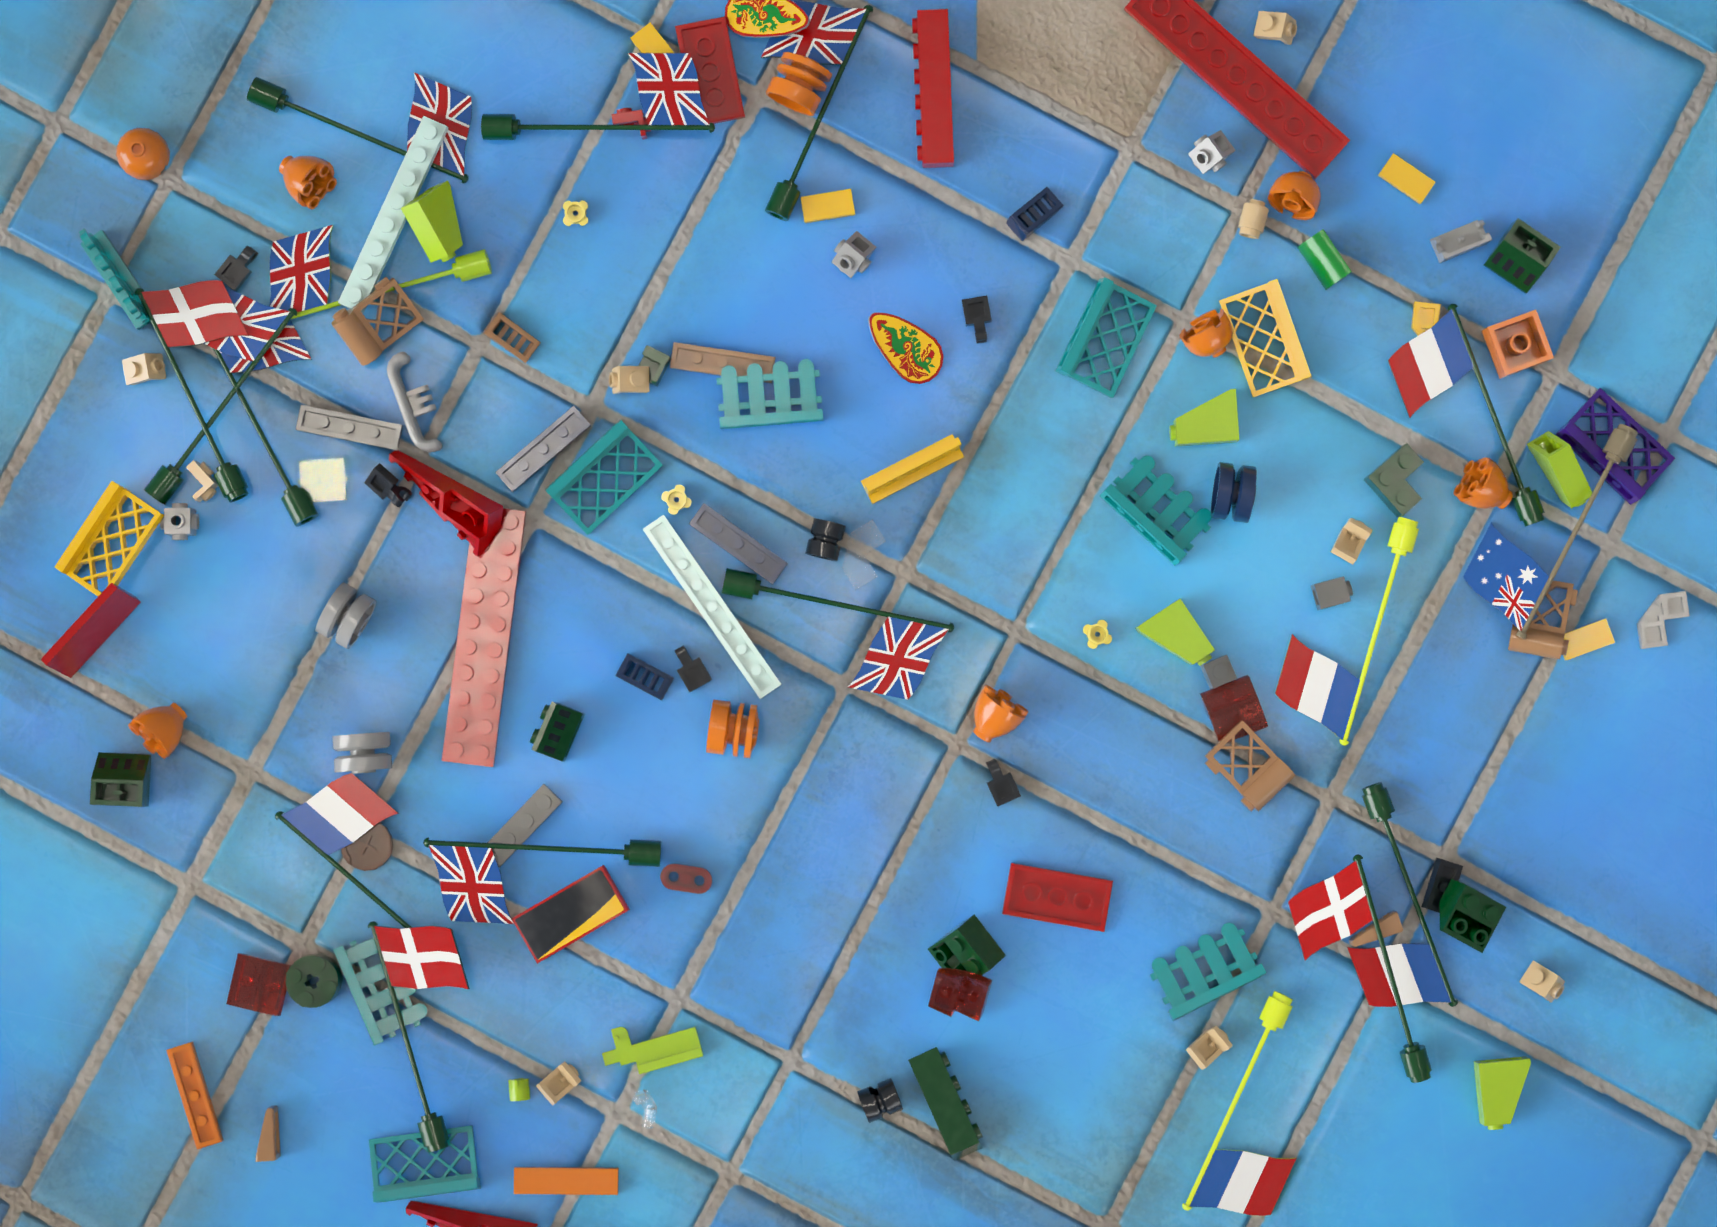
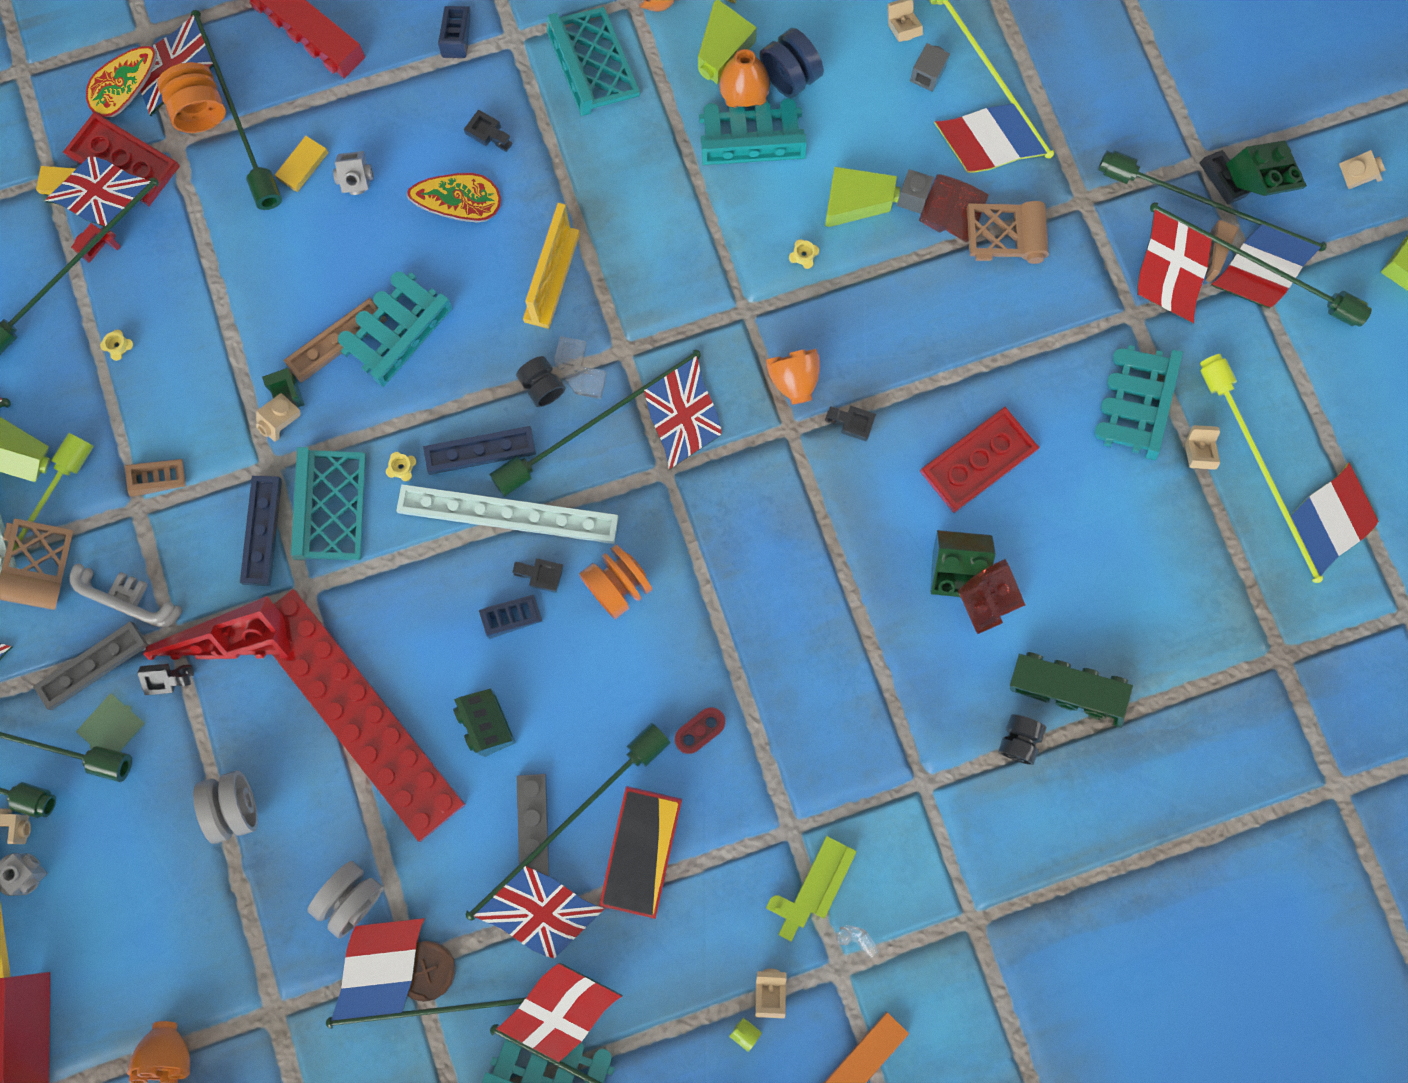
camera: 45 degrees left, 10 degrees down
(1183, 475) = (744, 80): none -> orange piece

